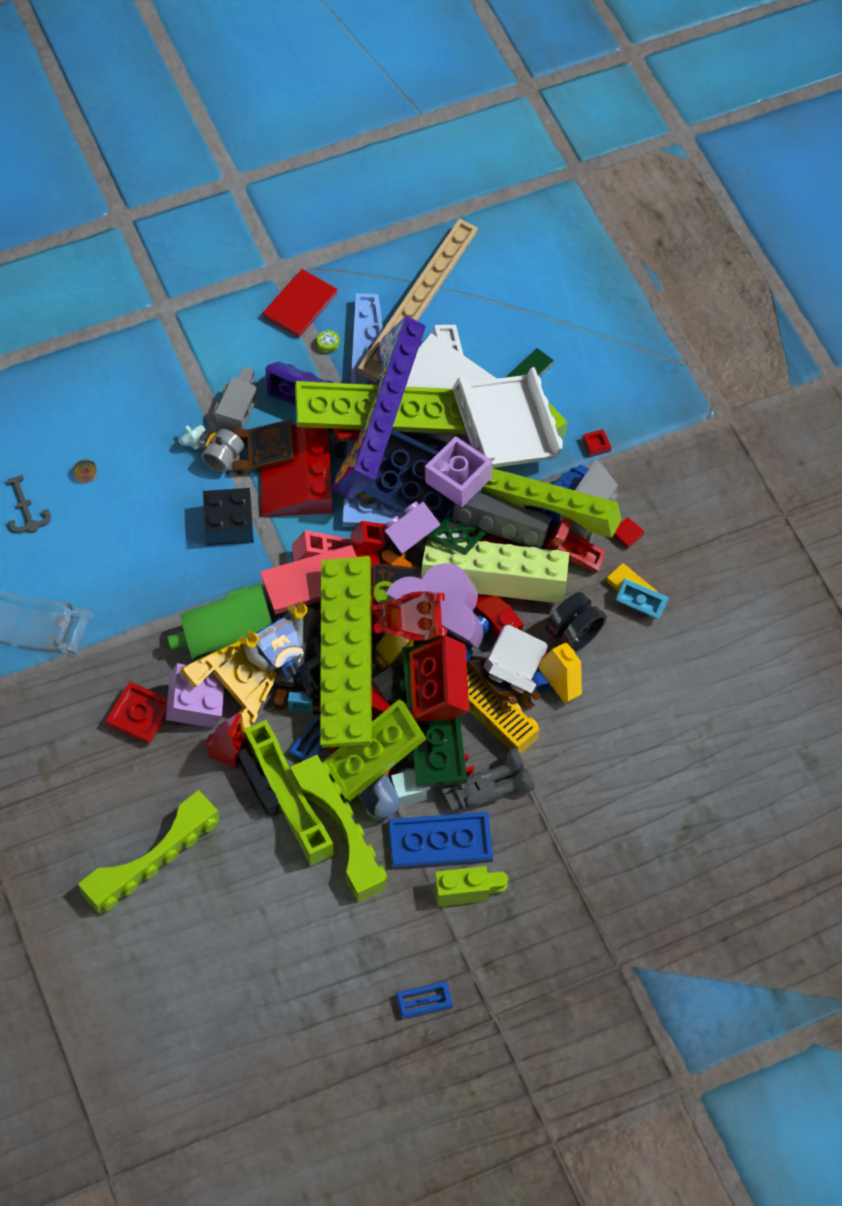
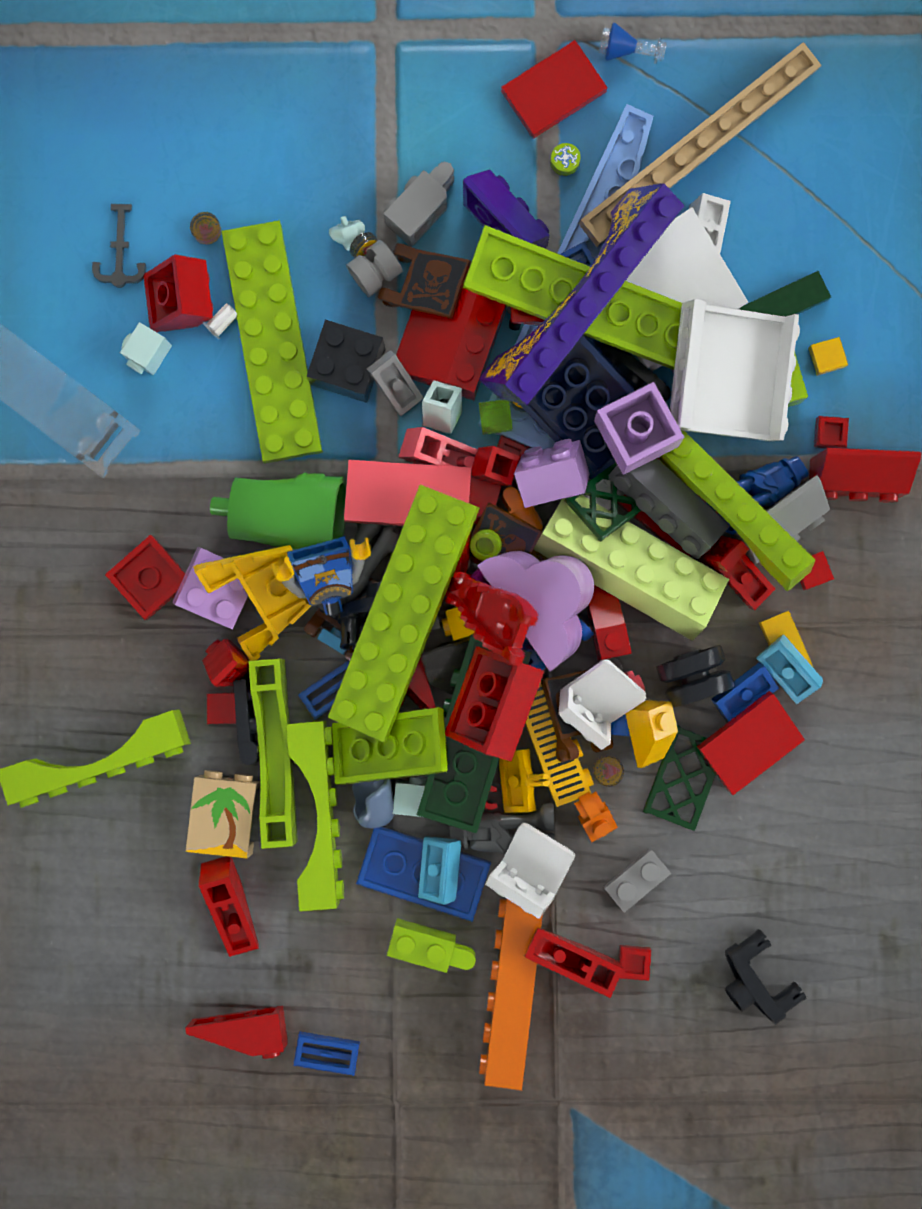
camera: 30 degrees right, 25 degrees up
(73, 561) = (144, 349): none -> light aqua brick
(83, 518) = (178, 294): none -> red slope
(122, 525) = (221, 320): none -> white piece
(167, 527) = (272, 342): none -> lime plate
(234, 783) = (221, 708): none -> red tile
(268, 854) = (222, 815): none -> tan panel
(271, 515) = (395, 383): none -> light grey plate
(301, 918) = (228, 905): none -> red slope
(312, 516) = (442, 406): none -> light aqua brick
(332, 260) = (619, 43): none -> piece
(353, 511) = (495, 417): none -> clear neon green tile
(354, 1004) = (247, 1032): none -> red slope
(450, 827) = (439, 869): none -> medium azure slope
(482, 744) = (519, 782): none -> yellow plate
(519, 789) = (531, 870): none -> white bracket
(545, 717) = (608, 771): none -> clear smoke tile
(546, 892) = (511, 999): none -> orange brick
(551, 748) = (594, 816): none -> orange plate
(570, 397) = (828, 356): none -> yellow tile
(582, 847) = (575, 961): none -> red slope
(602, 783) = (637, 880): none -> light grey plate
(618, 626) = (747, 690): none -> blue plate
(619, 690) = (659, 785): none -> dark green window
(628, 841) = (635, 962): none -> red tile
(631, 452) = (865, 473): none -> red slope
(639, 657) = (751, 743): none -> red tile
(721, 821) = (749, 989): none -> black connector

